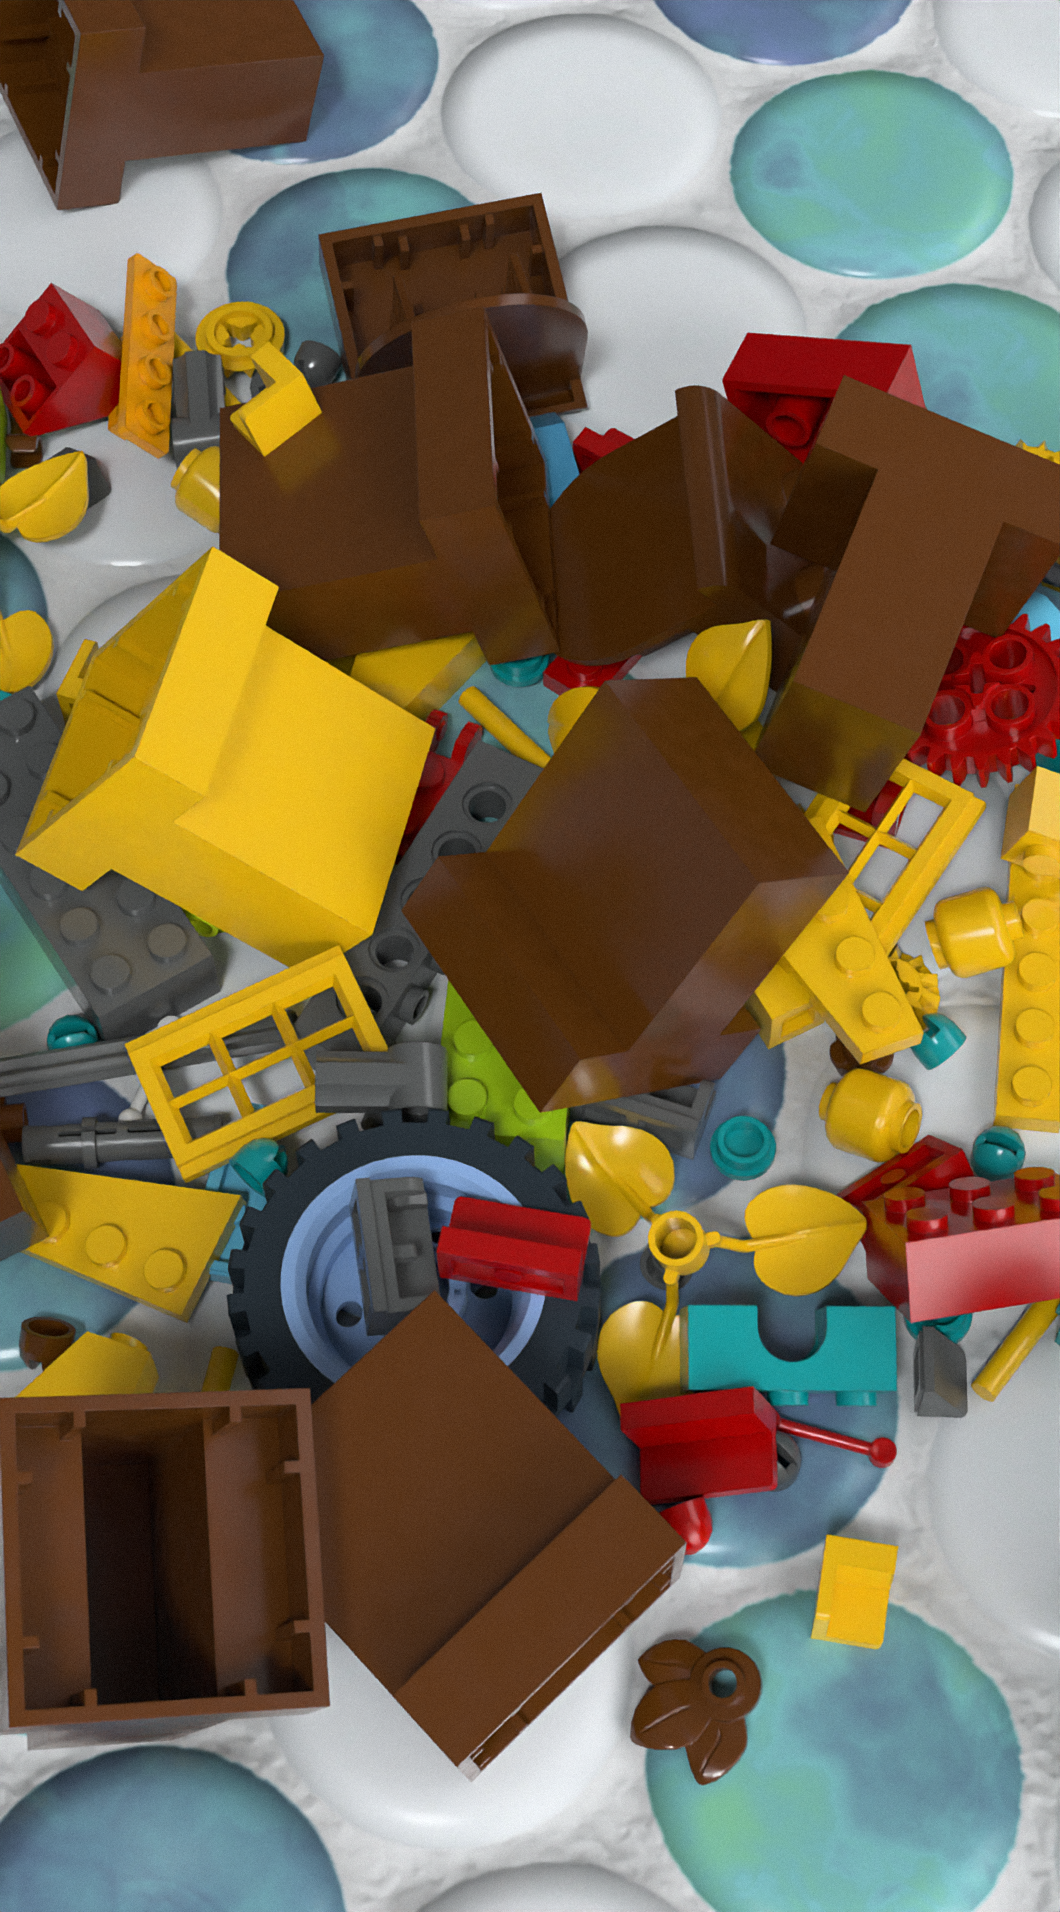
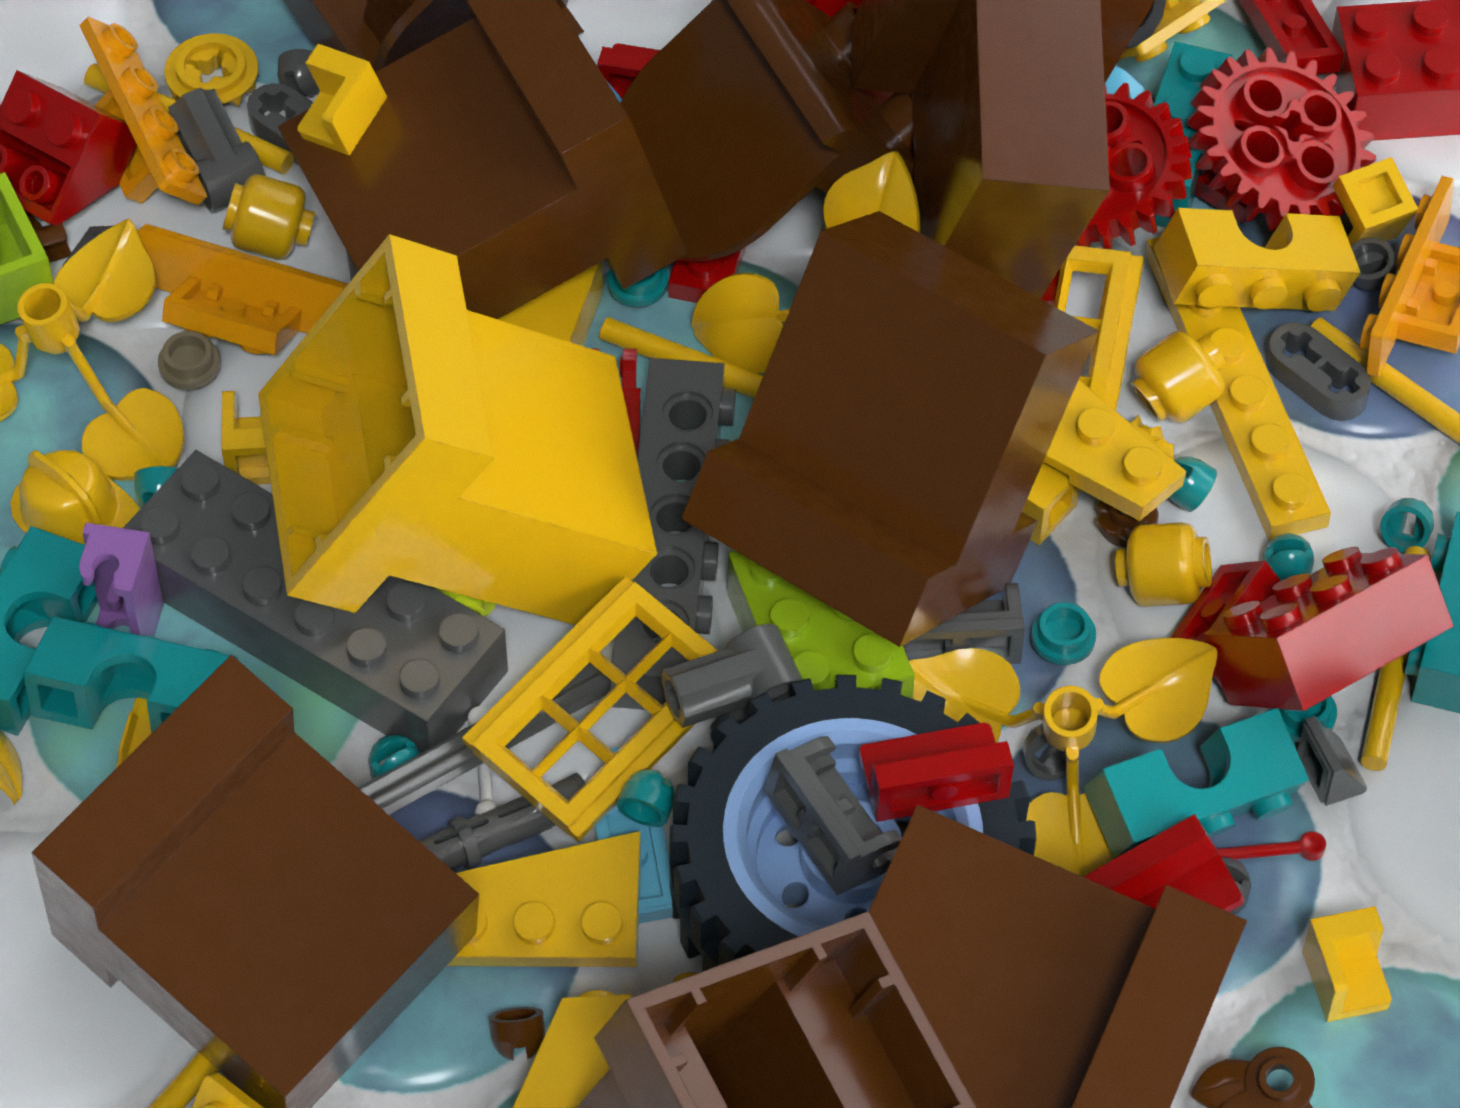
camera: 25 degrees left, 5 degrees down
(84, 599) = (188, 361): none -> dark tan plate
(139, 543) = (234, 292): none -> light orange bracket

